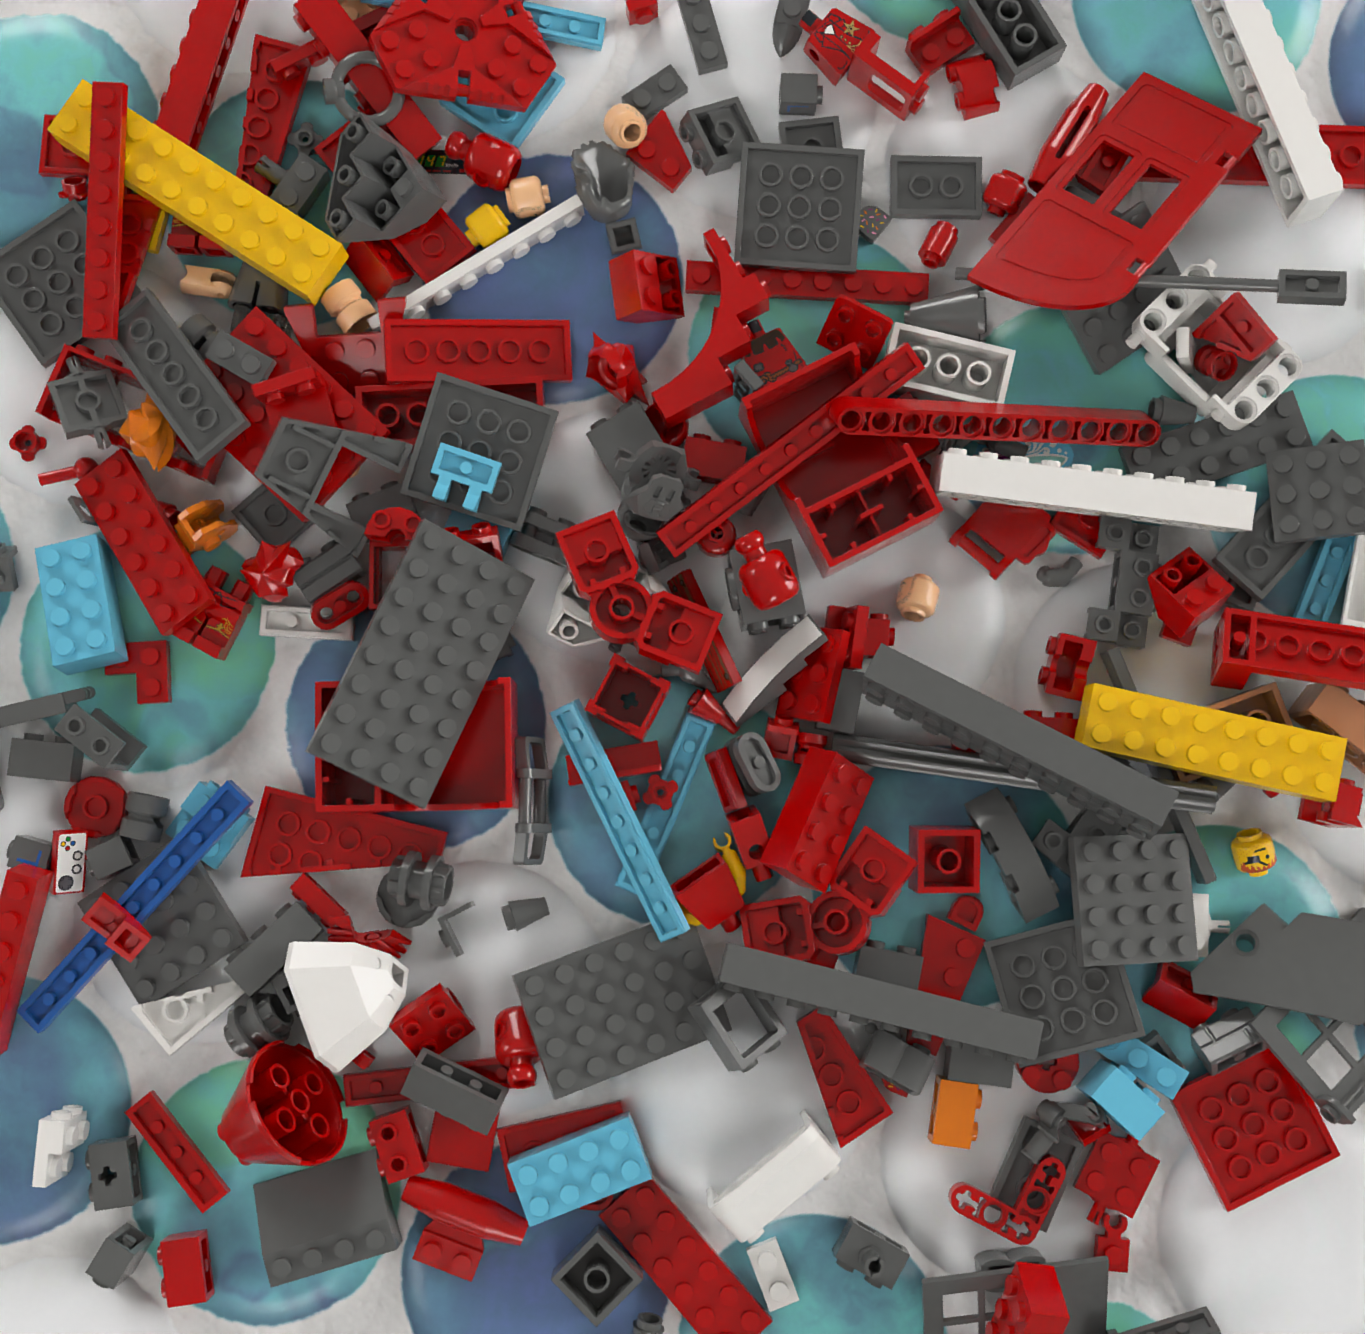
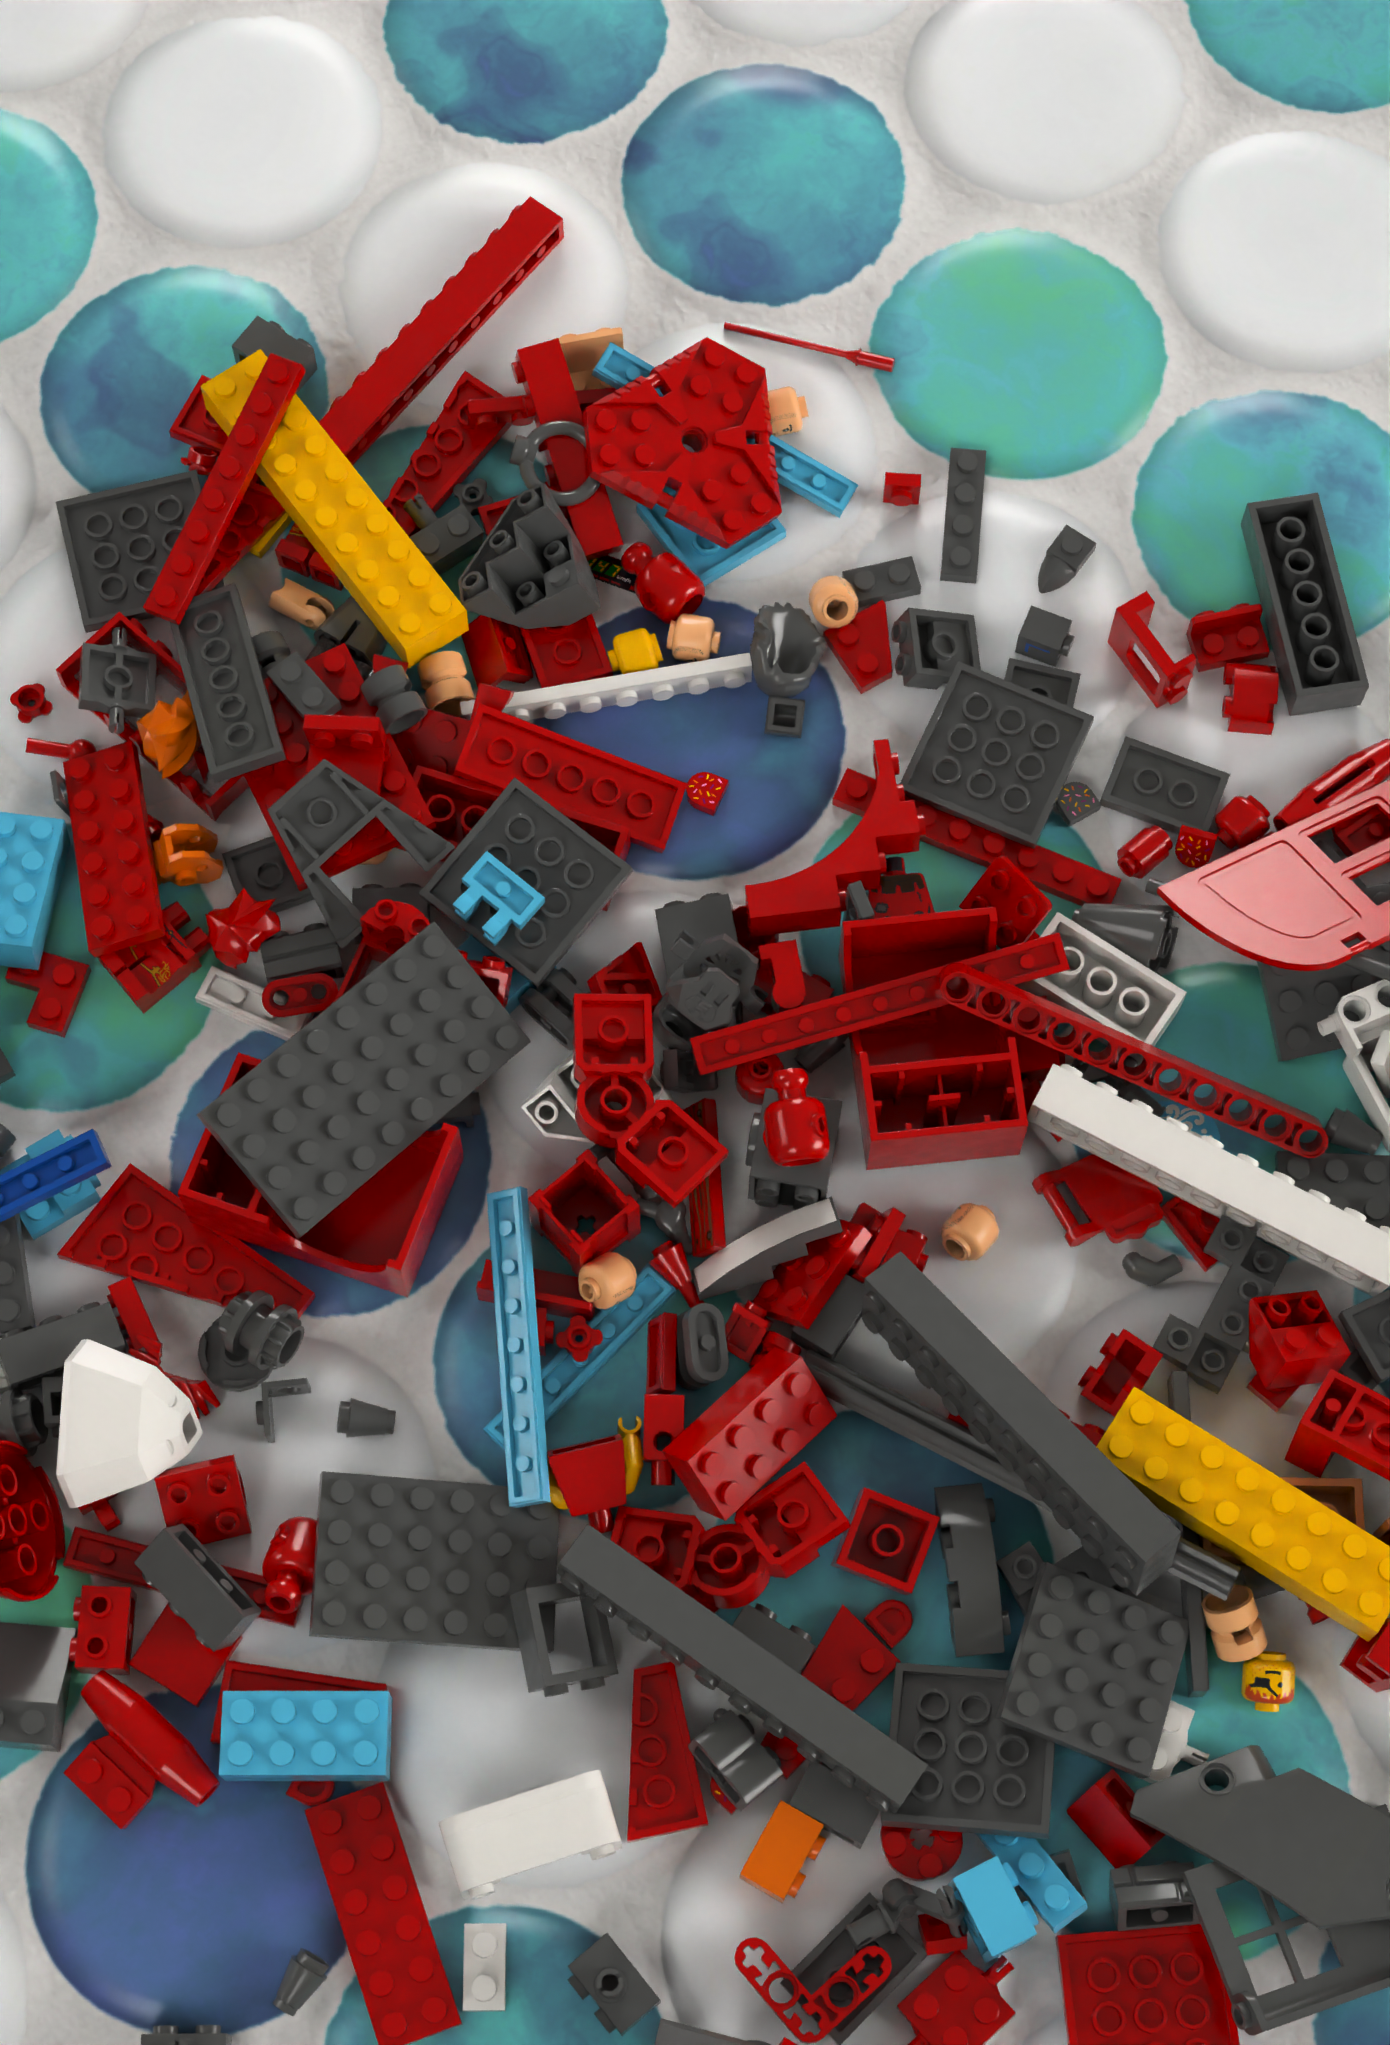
camera: 25 degrees right, 15 degrees down
(93, 67) = (273, 339): none -> dark grey brick
(319, 343) = (395, 702): none -> dark grey wheel
(524, 826) = (448, 1270): dark grey bar -> none
(585, 319) = (706, 791): none -> red tile
(586, 497) = (627, 975): none -> red wing
(597, 1275) = (273, 1875): dark grey brick -> none
(616, 370) = (718, 855): red hair -> none
(646, 287) = (788, 780): red slope -> none
(664, 741) = (607, 1280): none -> light nougat head
(708, 451) = (786, 974): none -> red leg
(832, 41) = (1101, 591): red torso -> none
(976, 226) = (1194, 846): none -> red tile
(1222, 828) = (1235, 1625): none -> light nougat wheel

